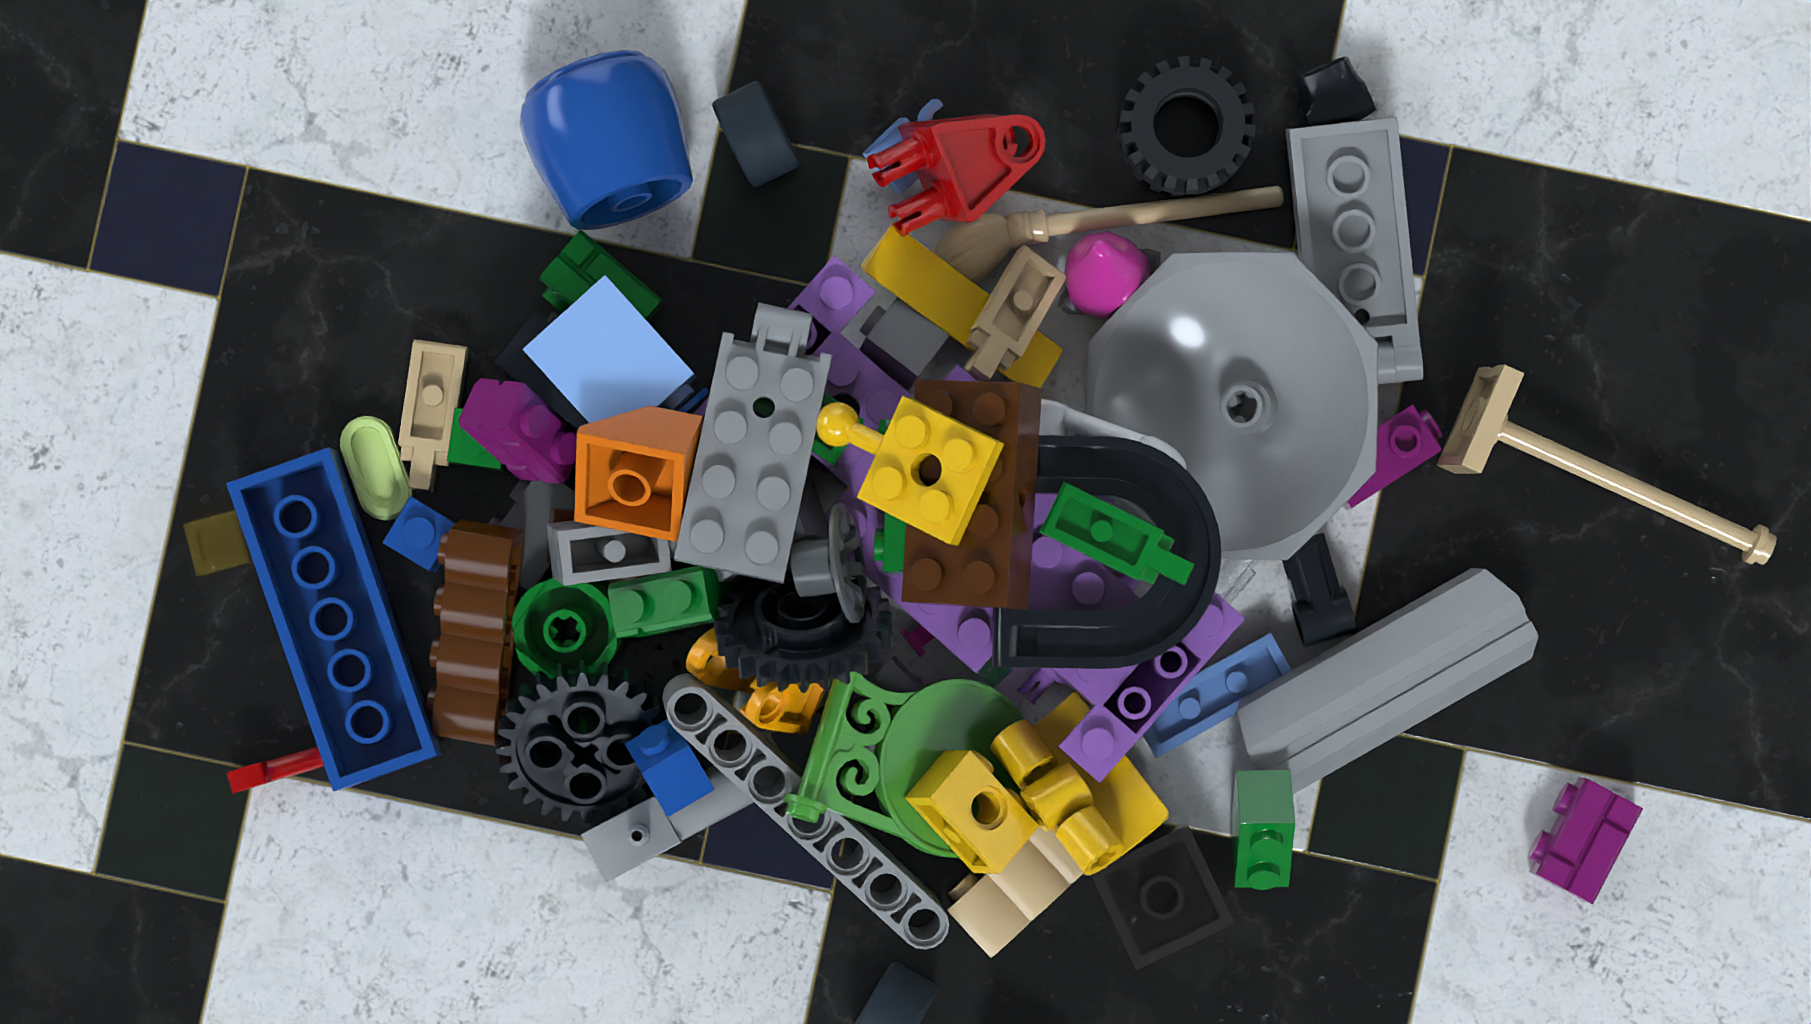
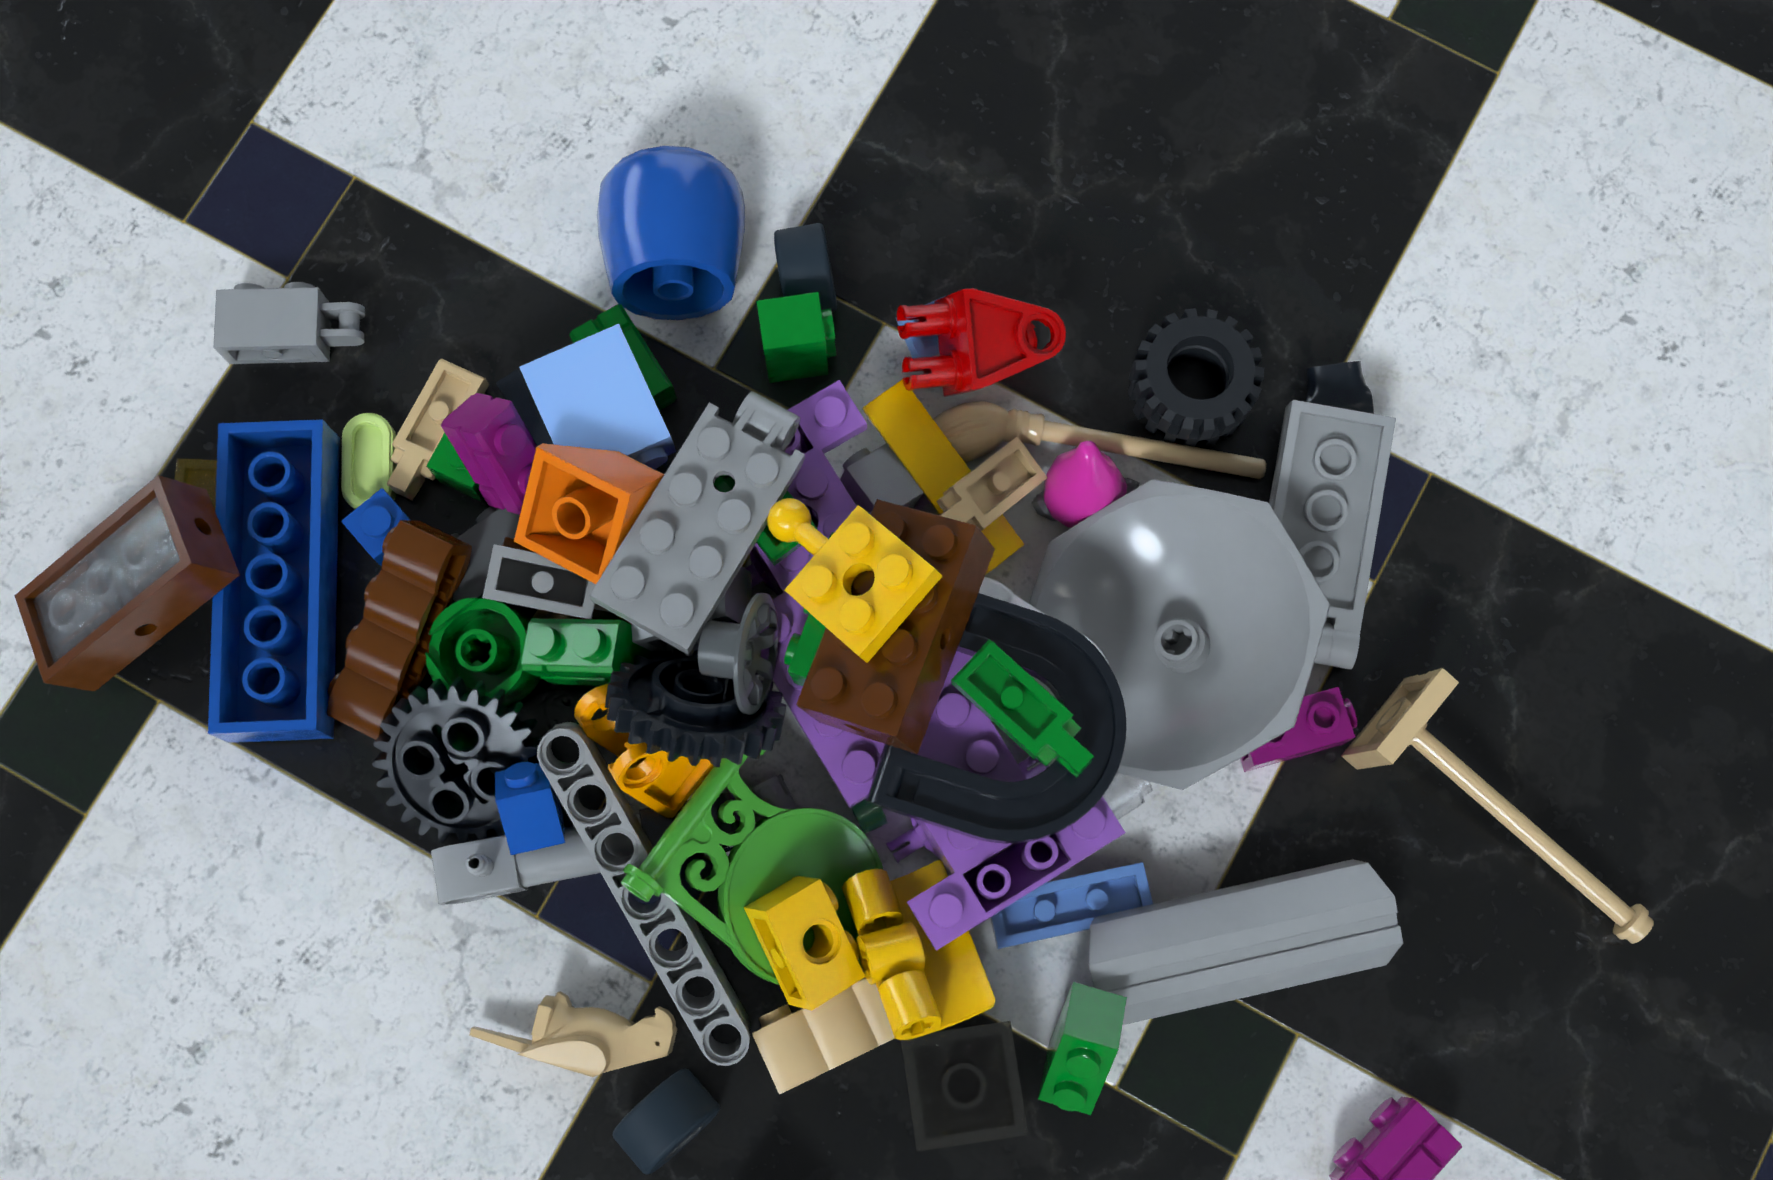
camera: 20 degrees right, 10 degrees down
(199, 672) = (126, 584): none -> reddish brown brick
(238, 352) = (282, 324): none -> light grey brick
(275, 769) = (158, 703): red bar -> none
(771, 211) = (796, 336): none -> green brick
(793, 962) = (588, 1037): none -> tan animal
(917, 639) = (809, 767): dark pink piece -> none
(1319, 603) = (1197, 852): black piece -> none

